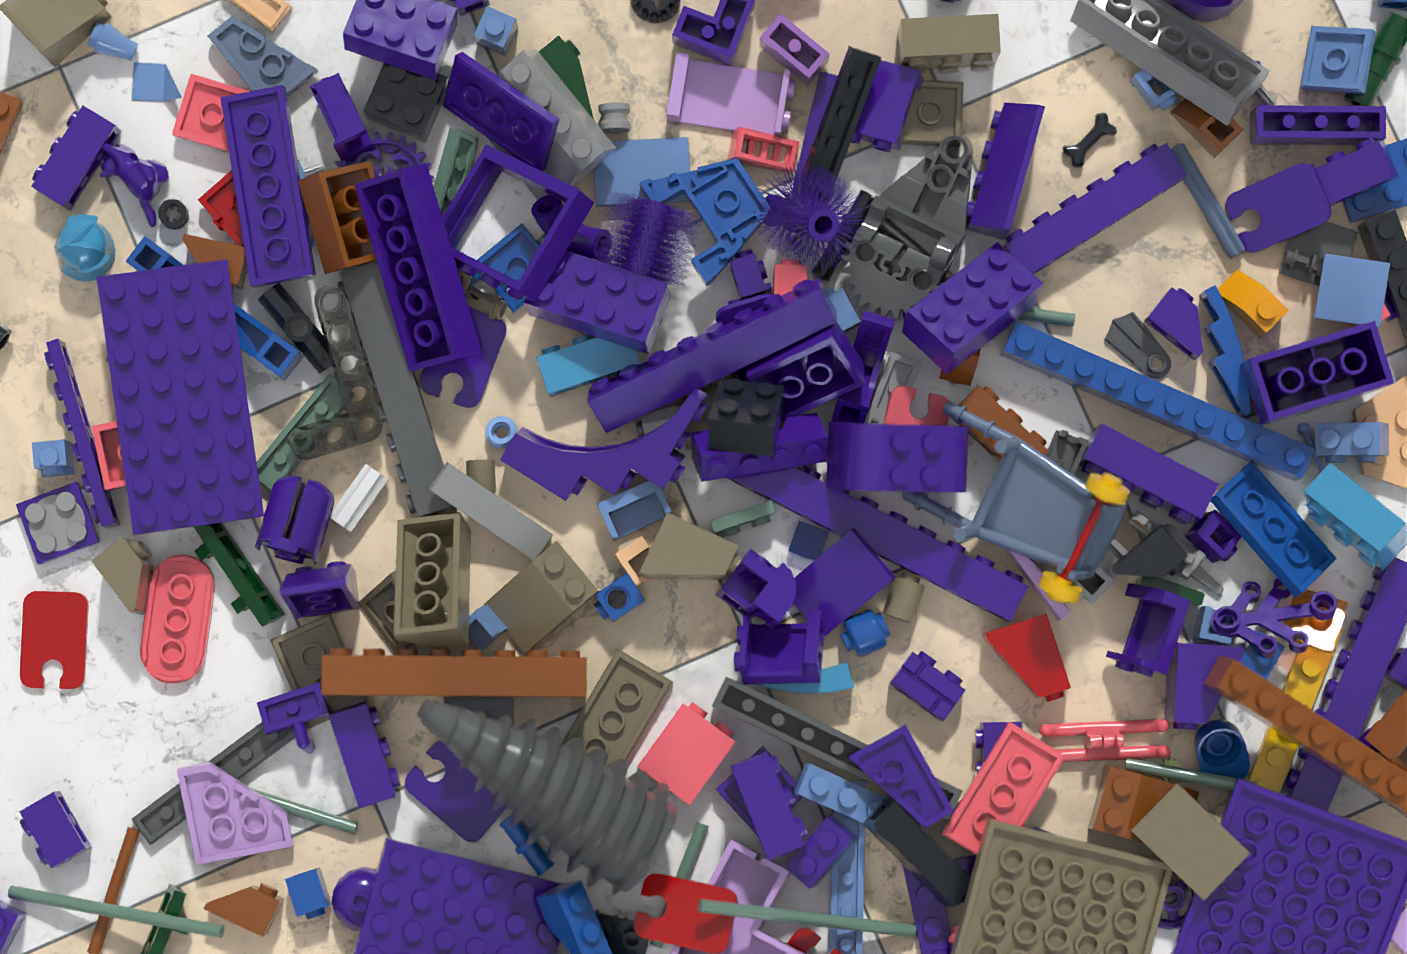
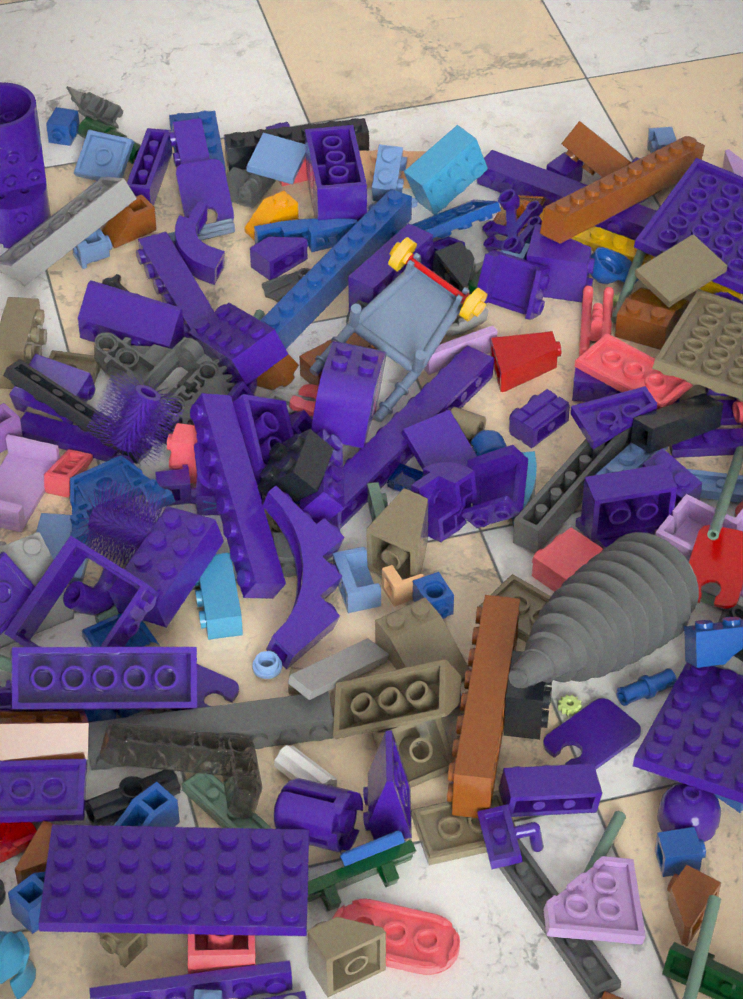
camera: 80 degrees left, 40 degrees down
(251, 581) = (371, 848): none -> tile
(1158, 213) = (202, 260): none -> dark purple arch

